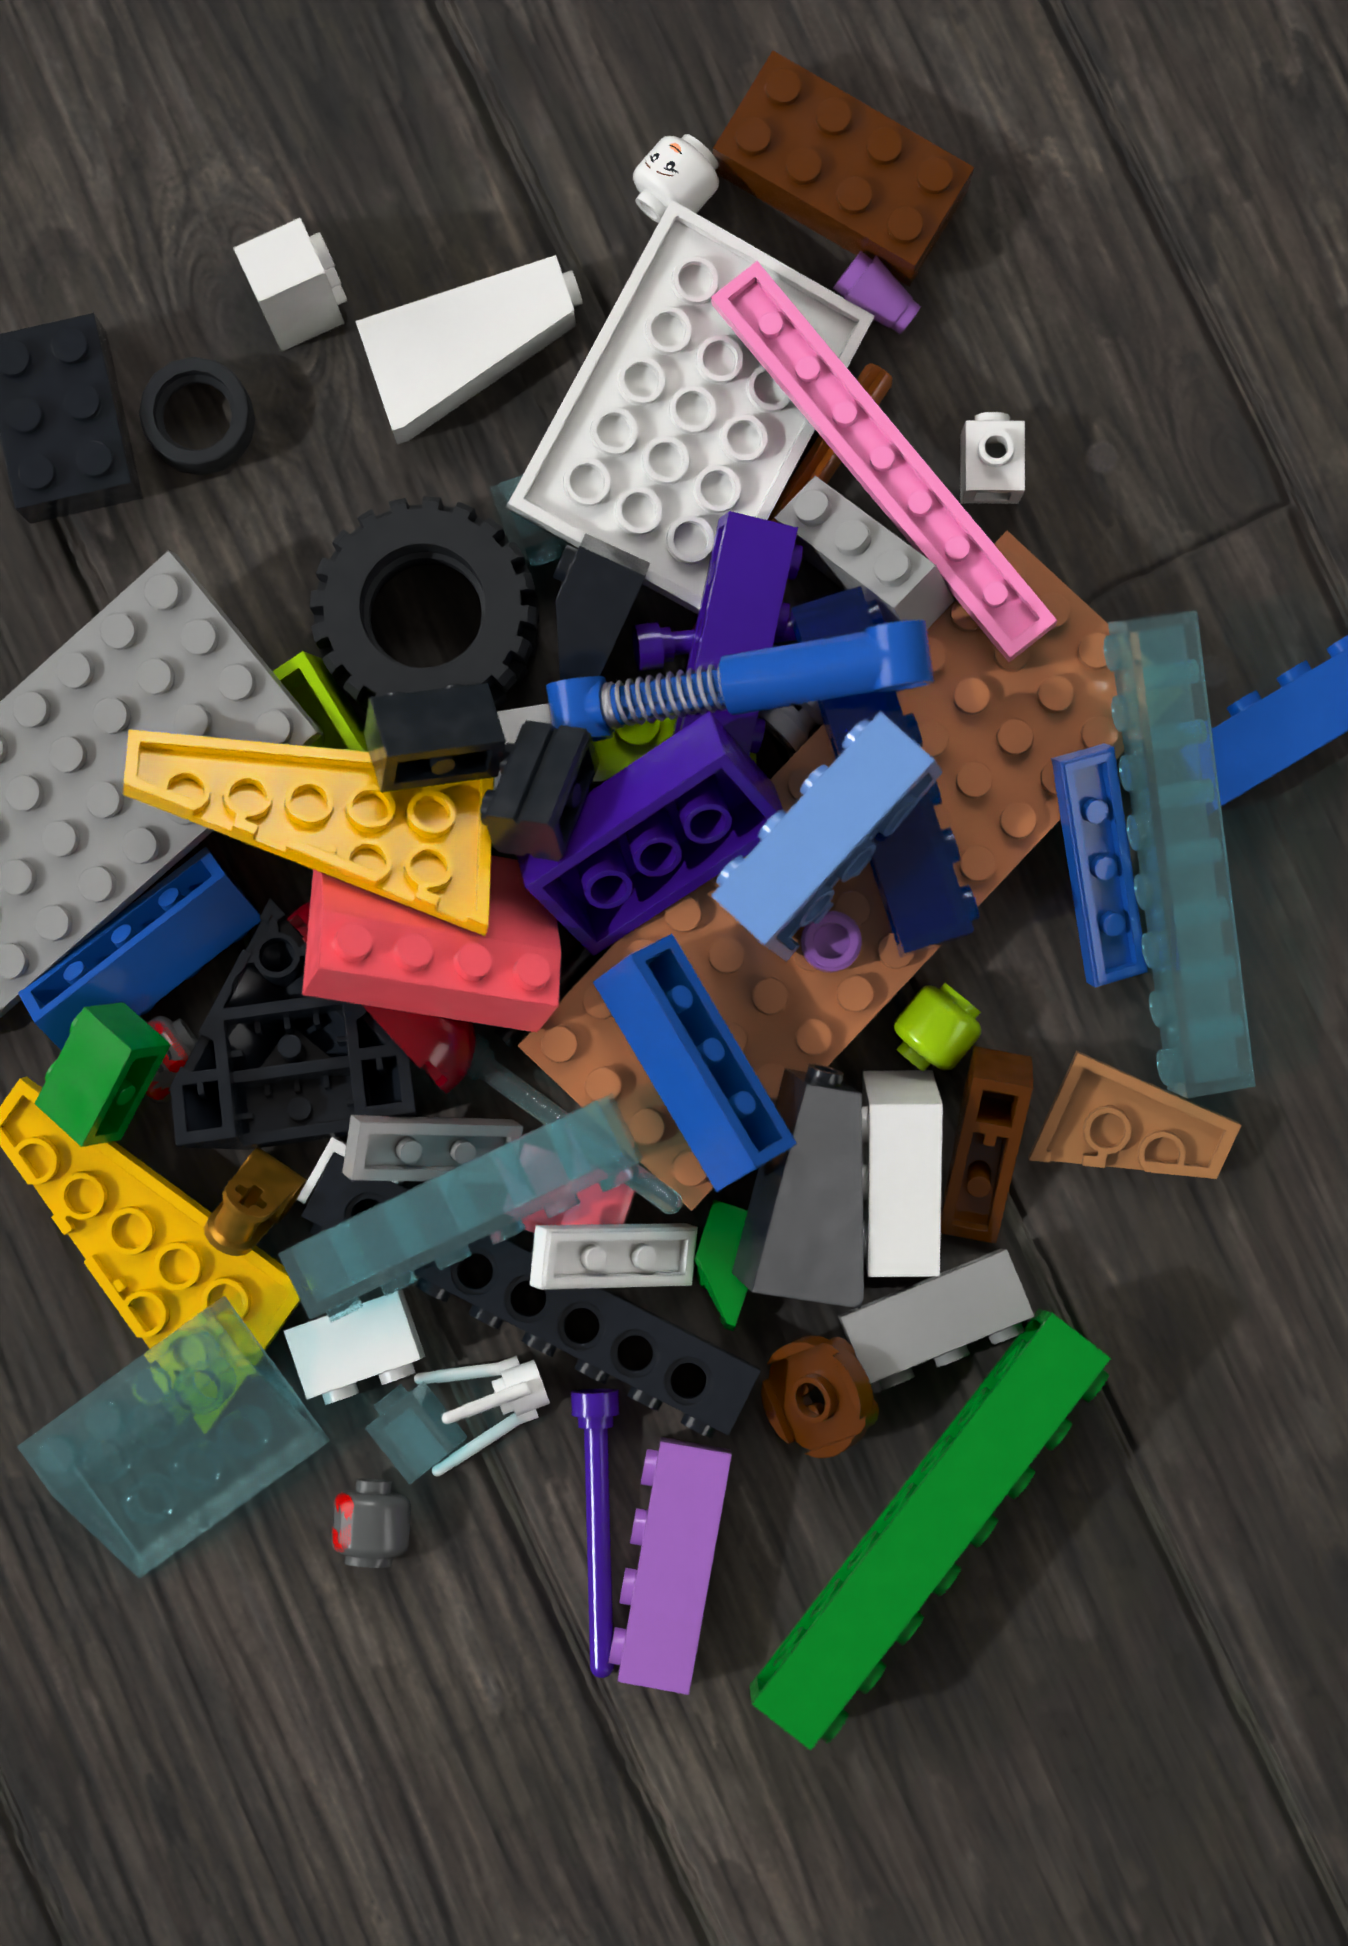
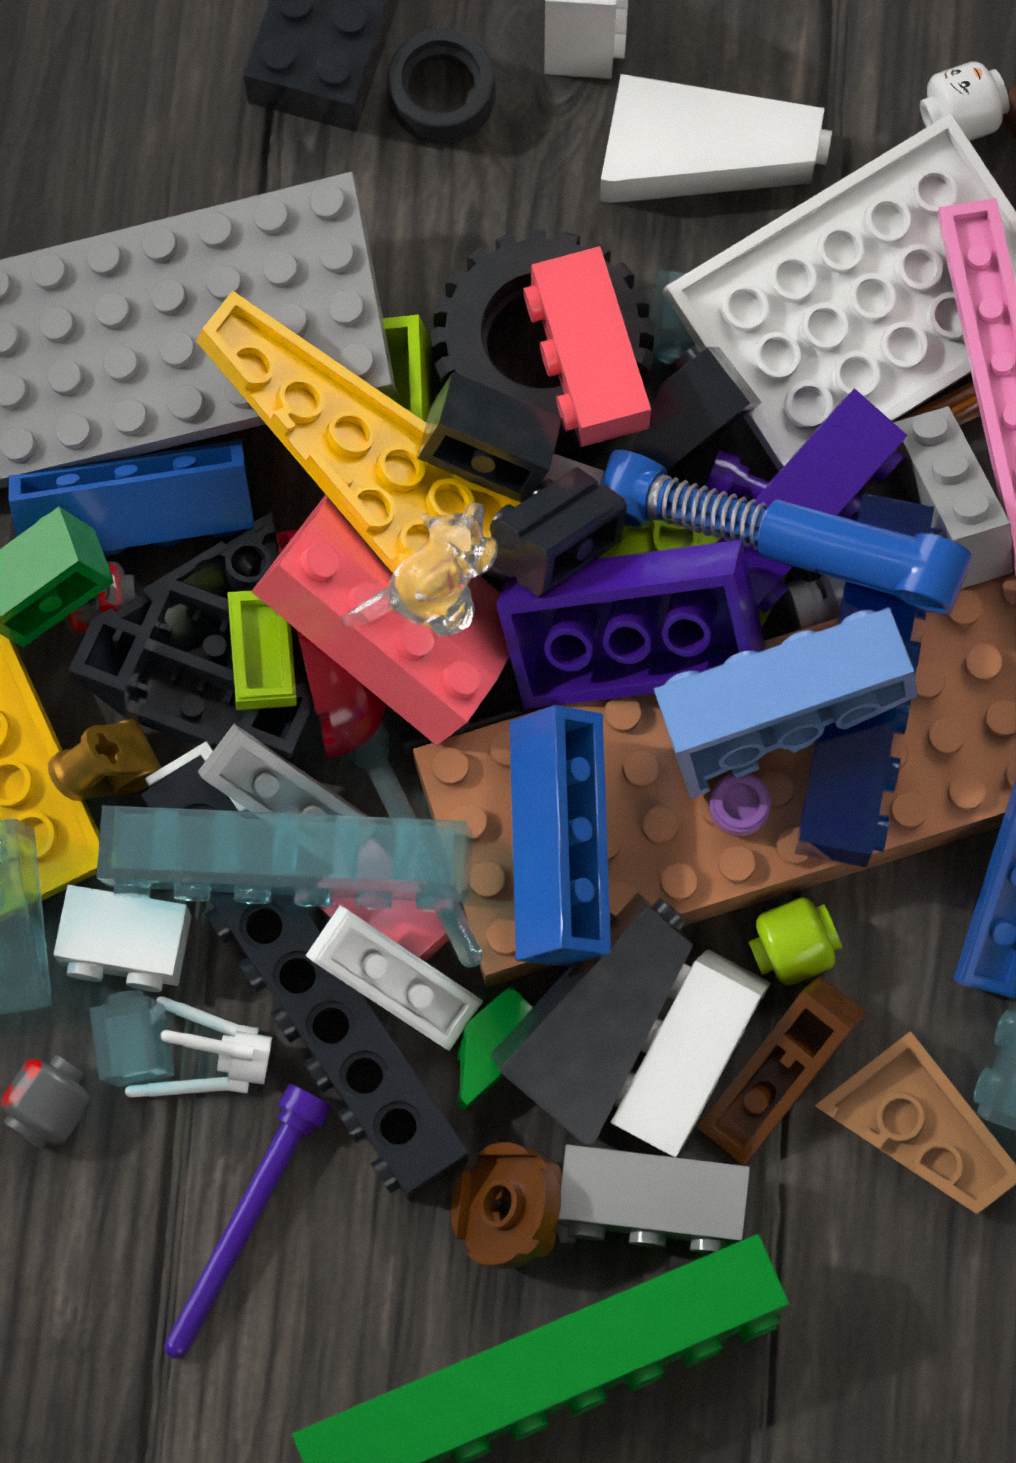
camera: 30 degrees right, 10 degrees down
(337, 1039) = (260, 654): none -> lime tile
(463, 906) = (432, 582): none -> clear animal
(473, 604) = (587, 347): none -> coral brick
(673, 1565) = (292, 1286): medium lavender brick -> none

